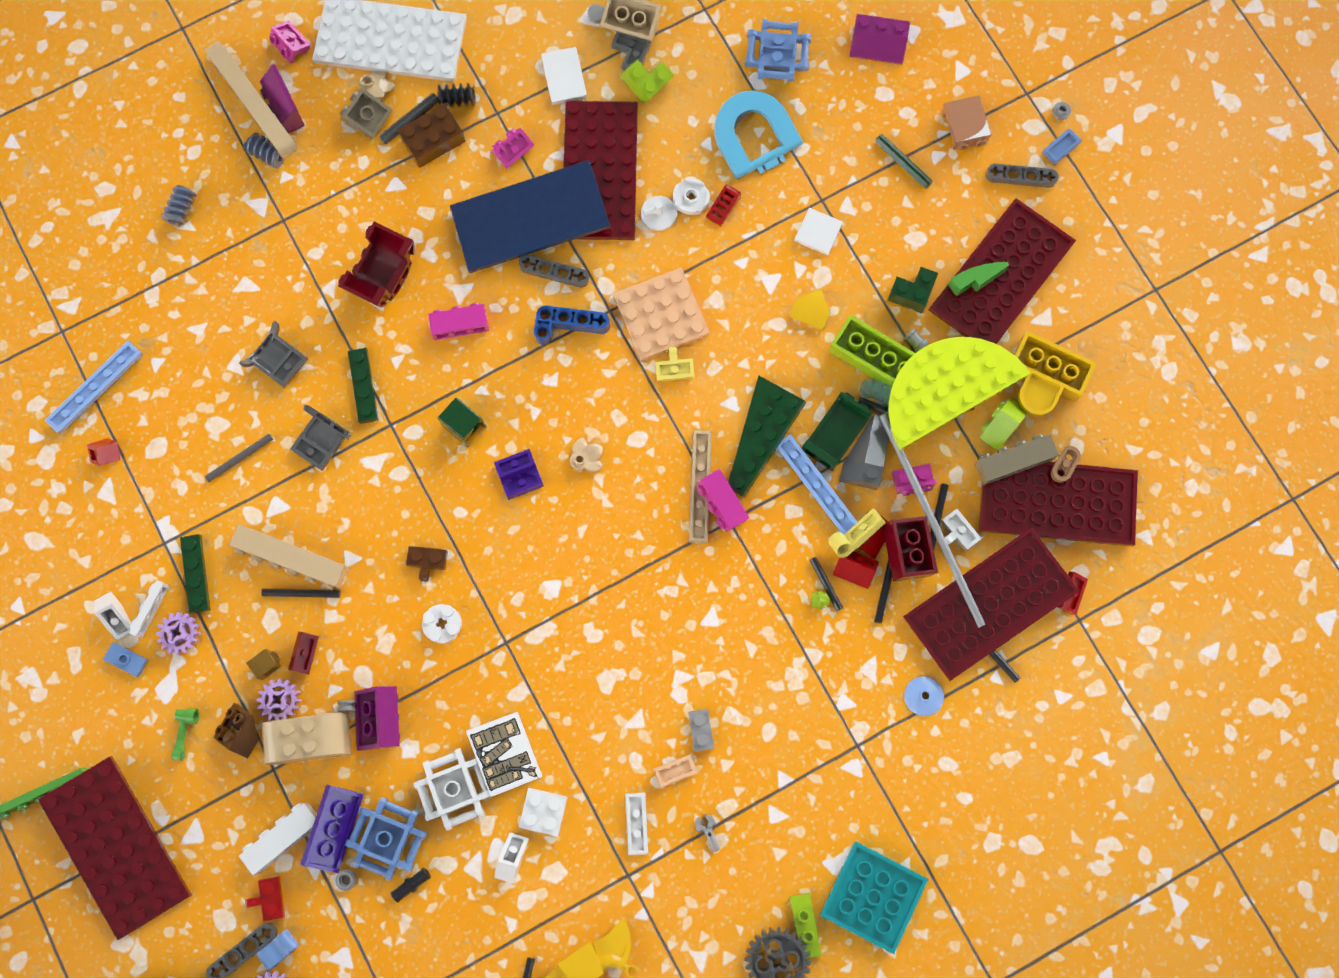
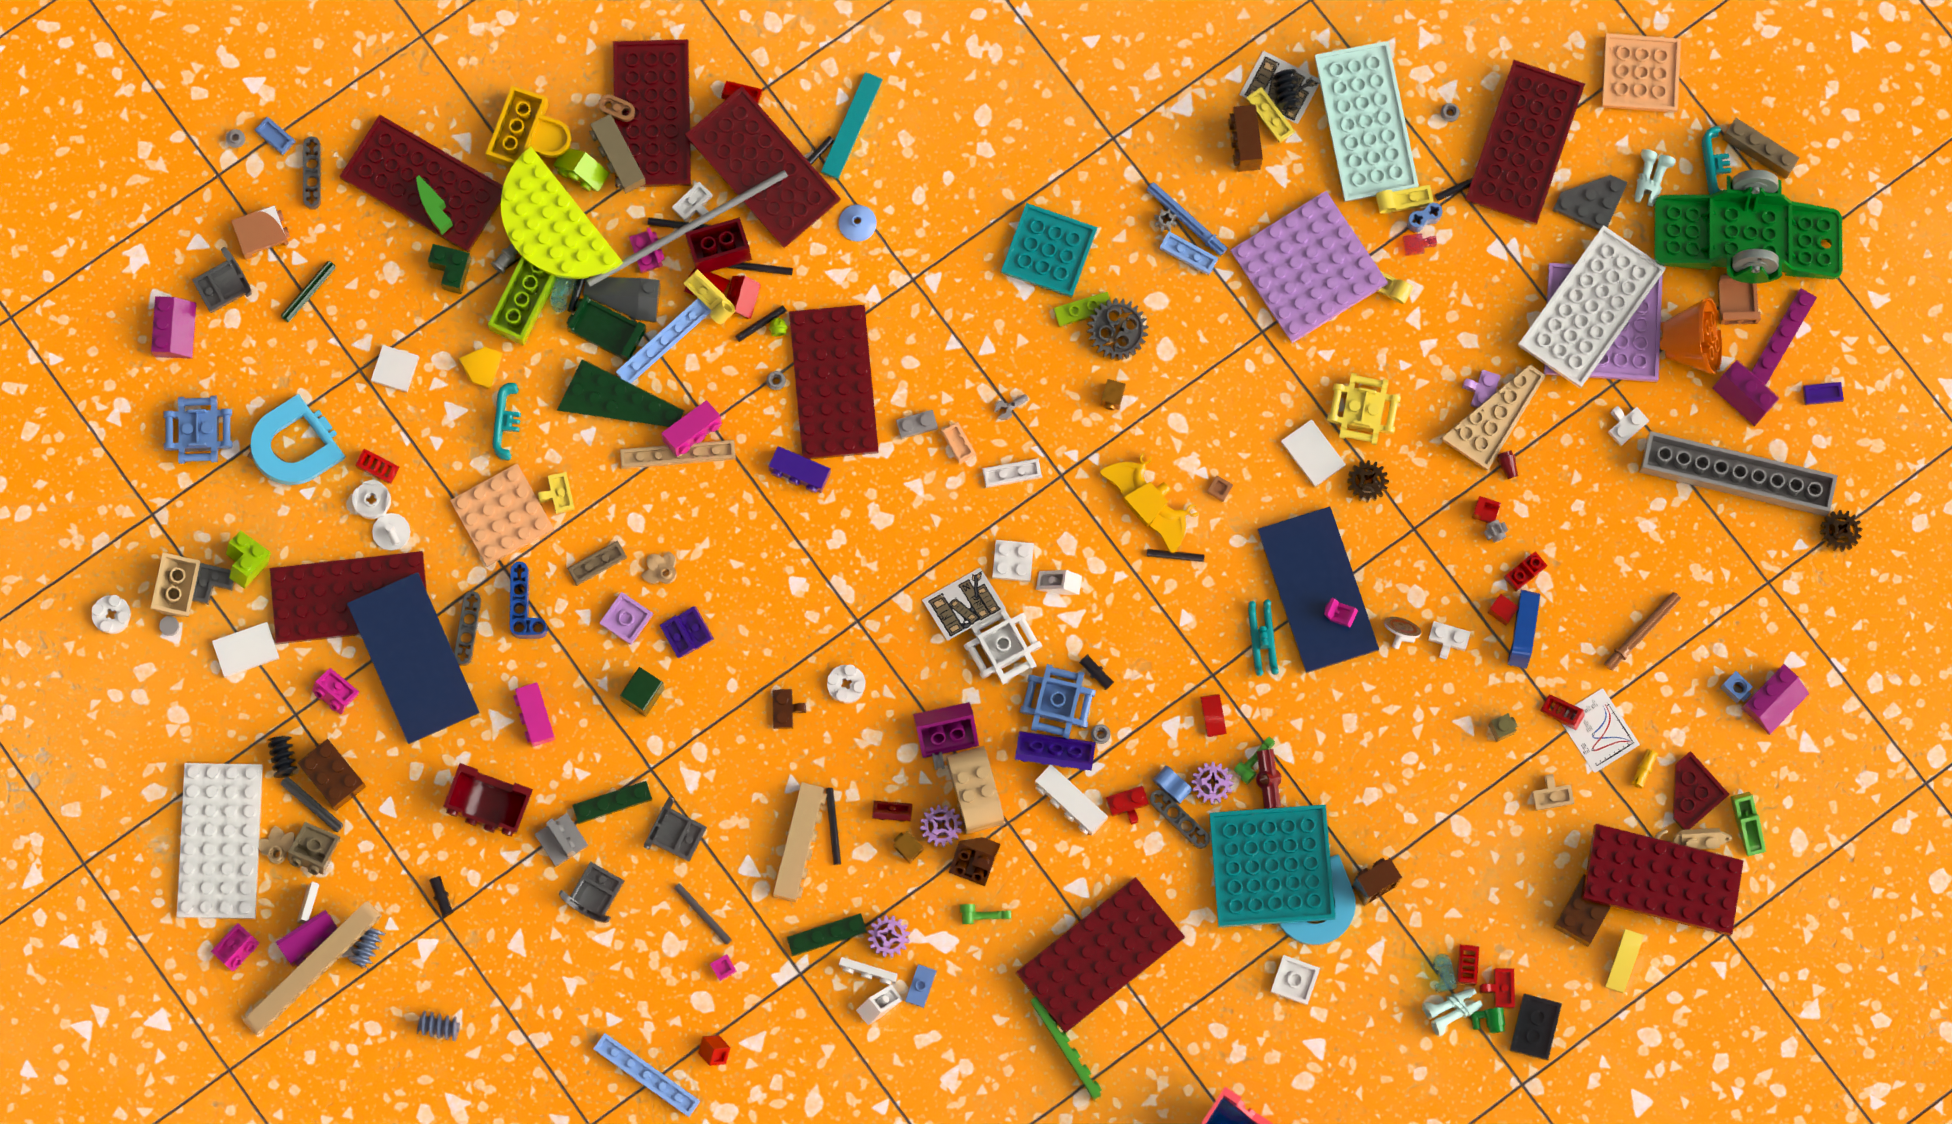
camera: 100 degrees left, 0 degrees up
(181, 470) = (723, 967): none -> dark pink plate
(301, 220) = (441, 896): none -> black pin
(312, 101) = (308, 902): none -> white tile
(335, 334) = (561, 839): none -> light grey bracket
(540, 417) = (626, 618): none -> lavender plate
(601, 397) = (597, 563): none -> dark tan tile
(666, 603) = (799, 470): none -> dark purple brick
(705, 945) = (1113, 394): none -> pearl gold brick
(753, 322) = (504, 420): none -> teal piece
(756, 650) = (833, 382): none -> dark red plate
(764, 585) = (776, 374): none -> light grey plate
(918, 86) = (222, 283): none -> dark grey piece
(1030, 703) = (851, 126): none -> teal tile

